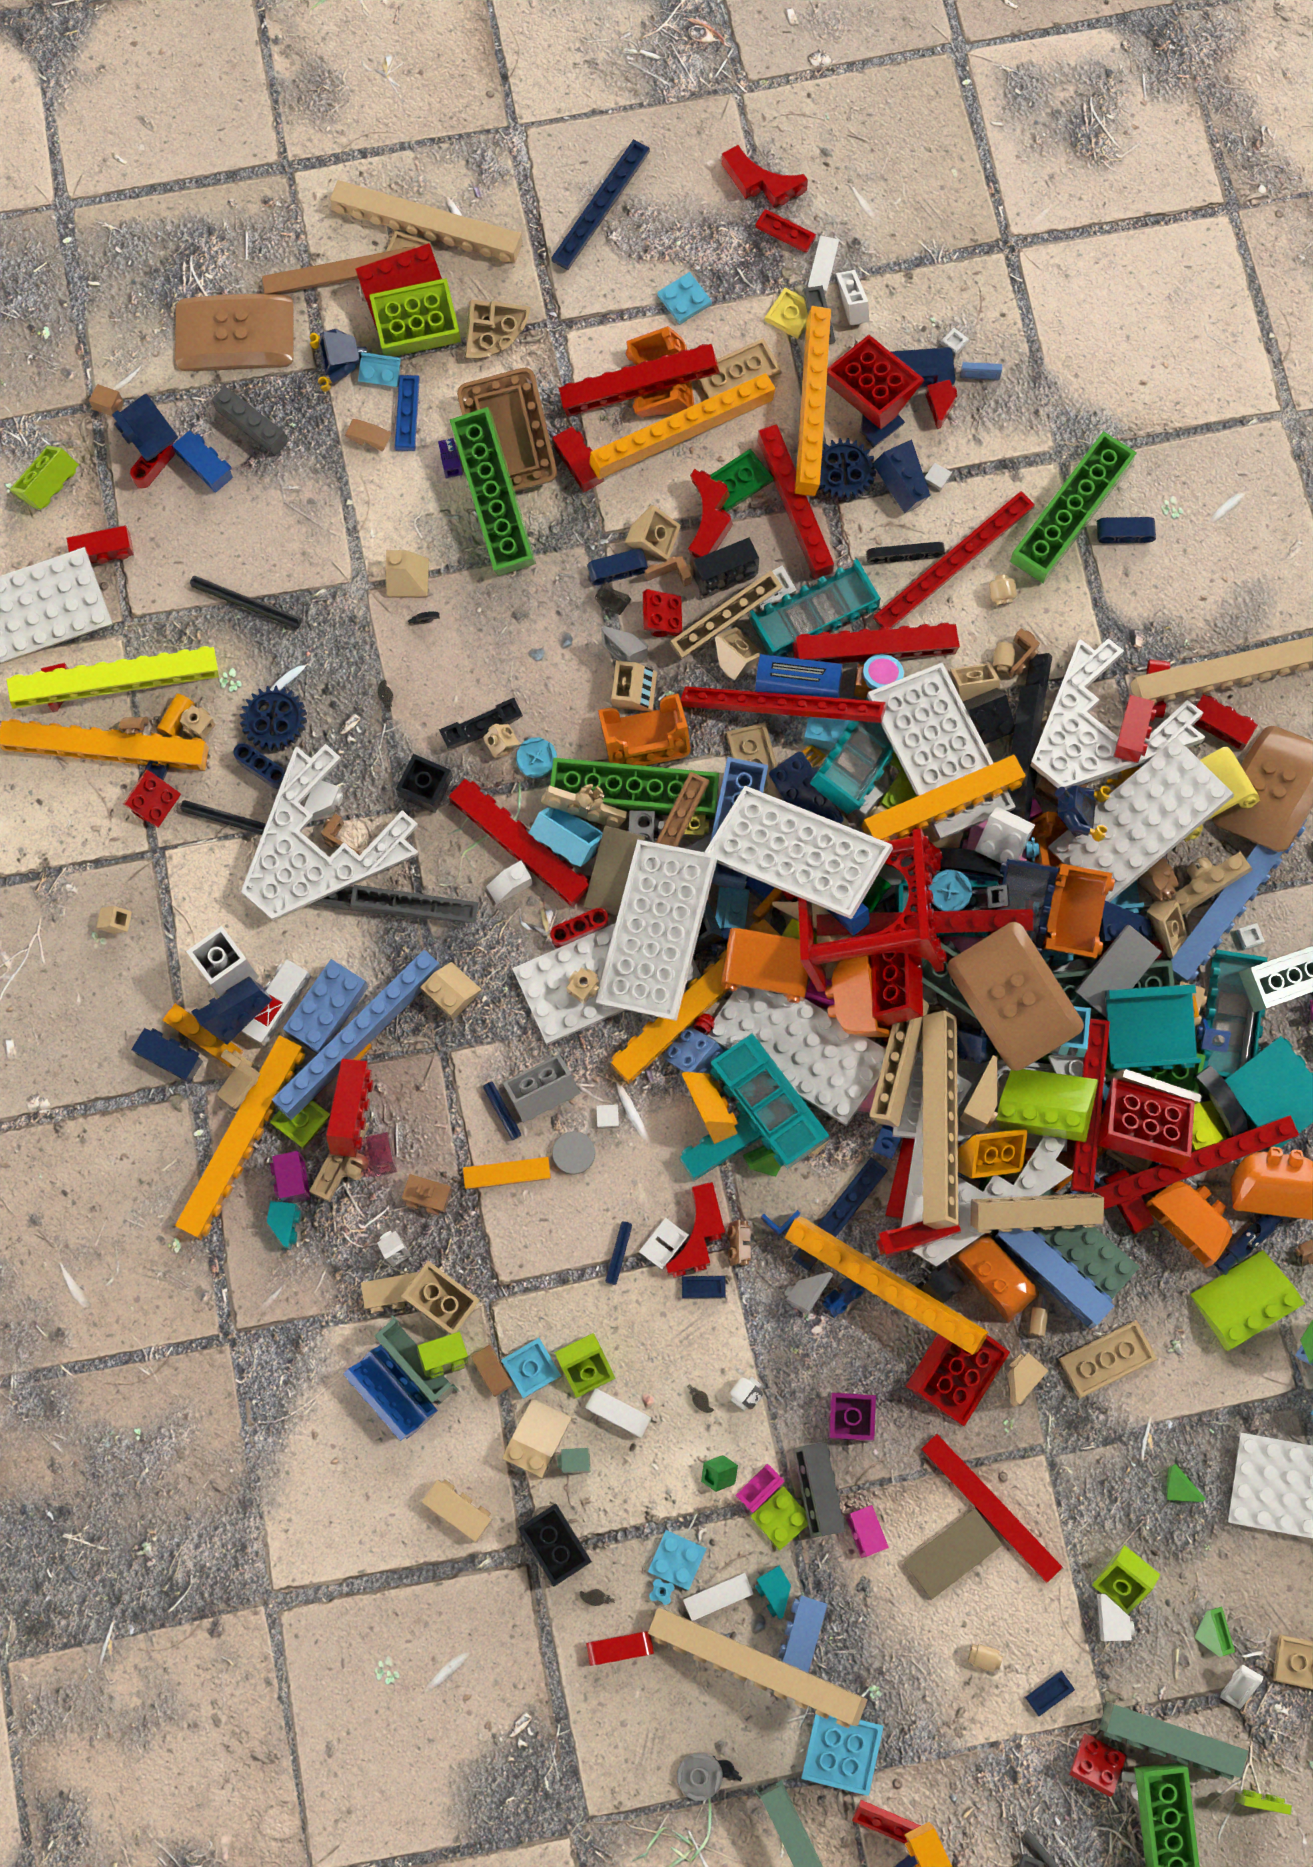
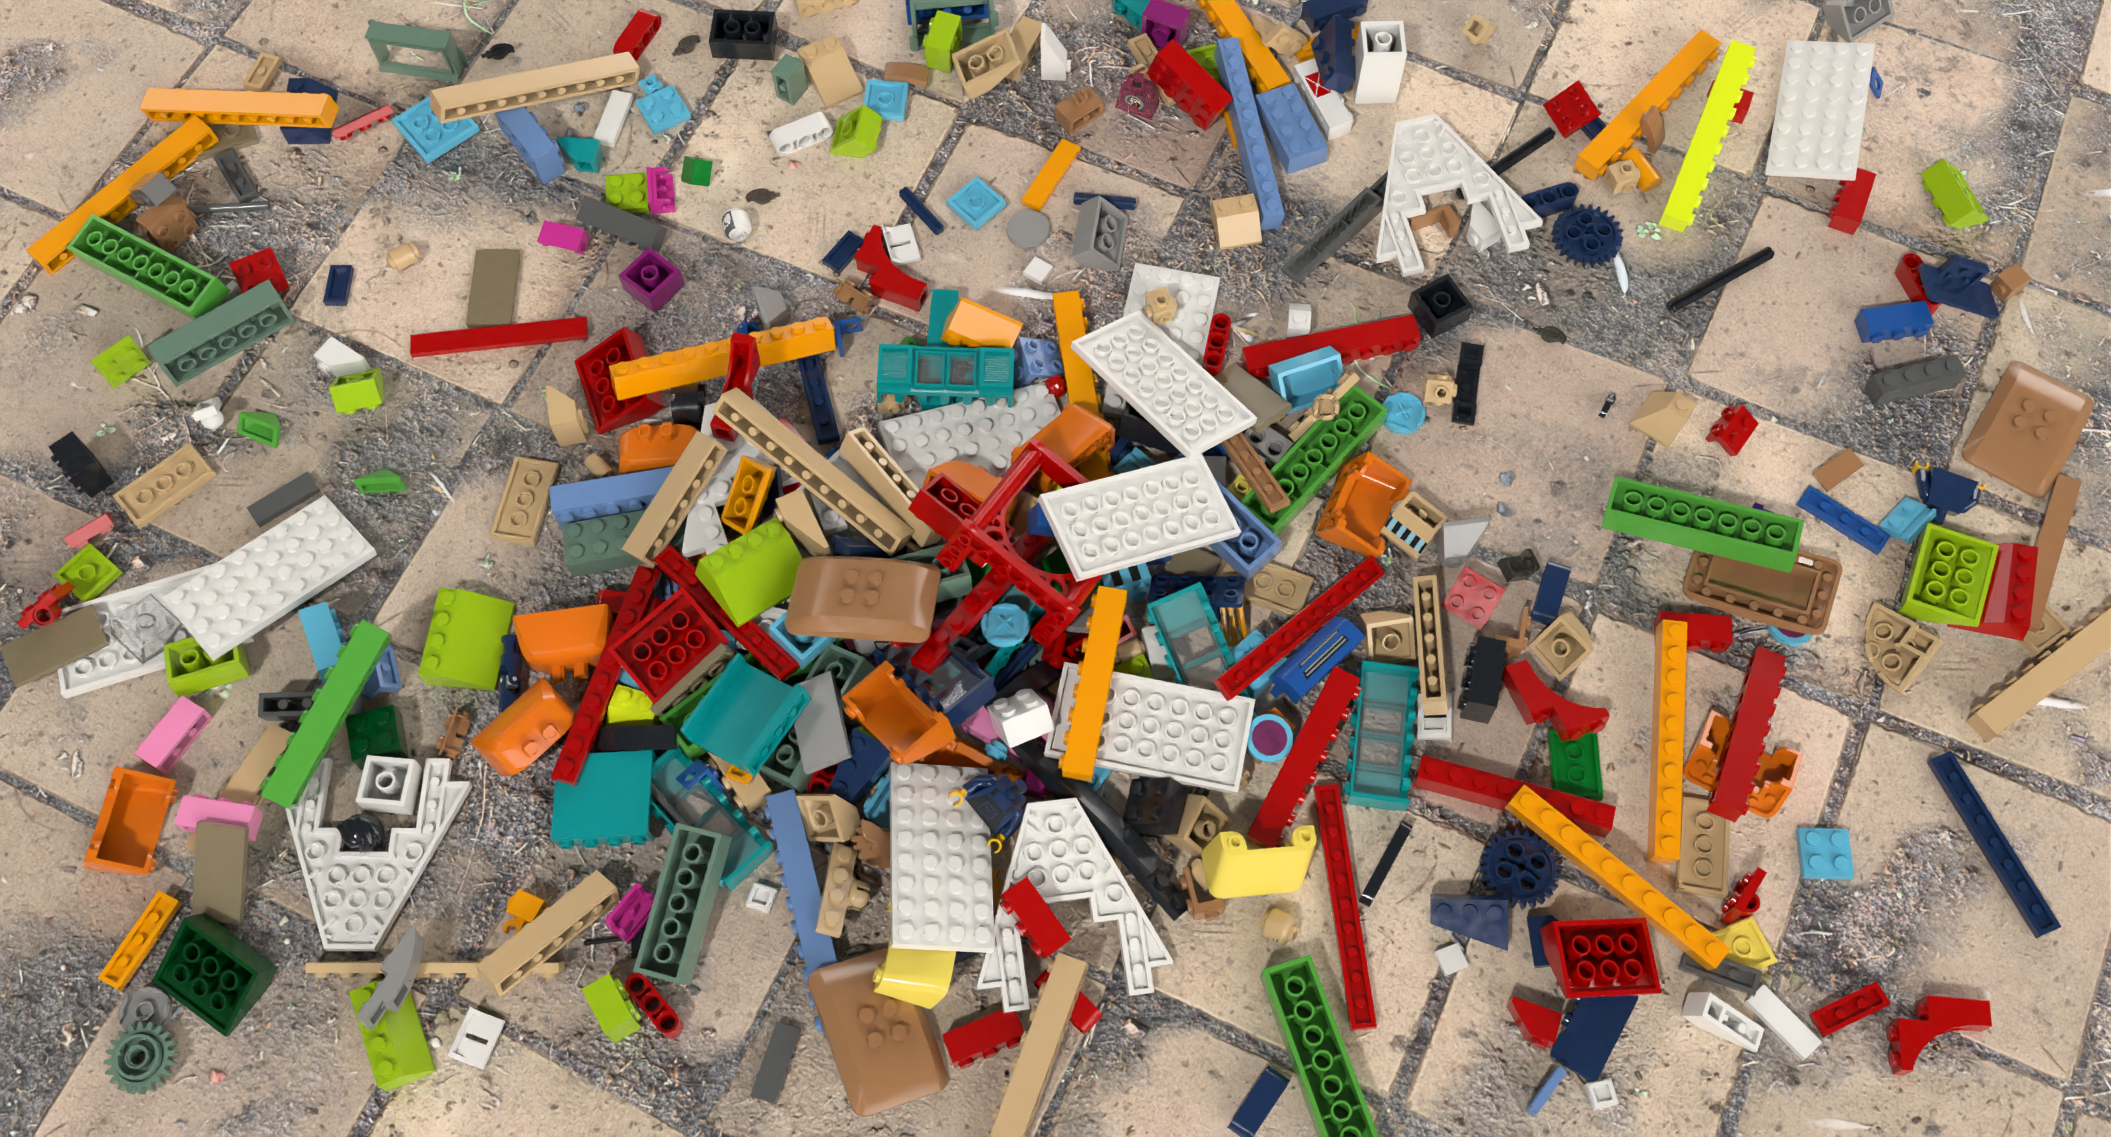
camera: 125 degrees right, 10 degrees down
(383, 522) = (1733, 429): none -> red bracket
(580, 1211) = (976, 203): none -> medium azure plate
(699, 1776) = (508, 32): light grey tile -> none
(761, 324) = (1743, 895): none -> red plate
(957, 607) = (1240, 872): none -> light yellow windscreen
(1256, 1555) = (283, 499): none -> dark grey tile

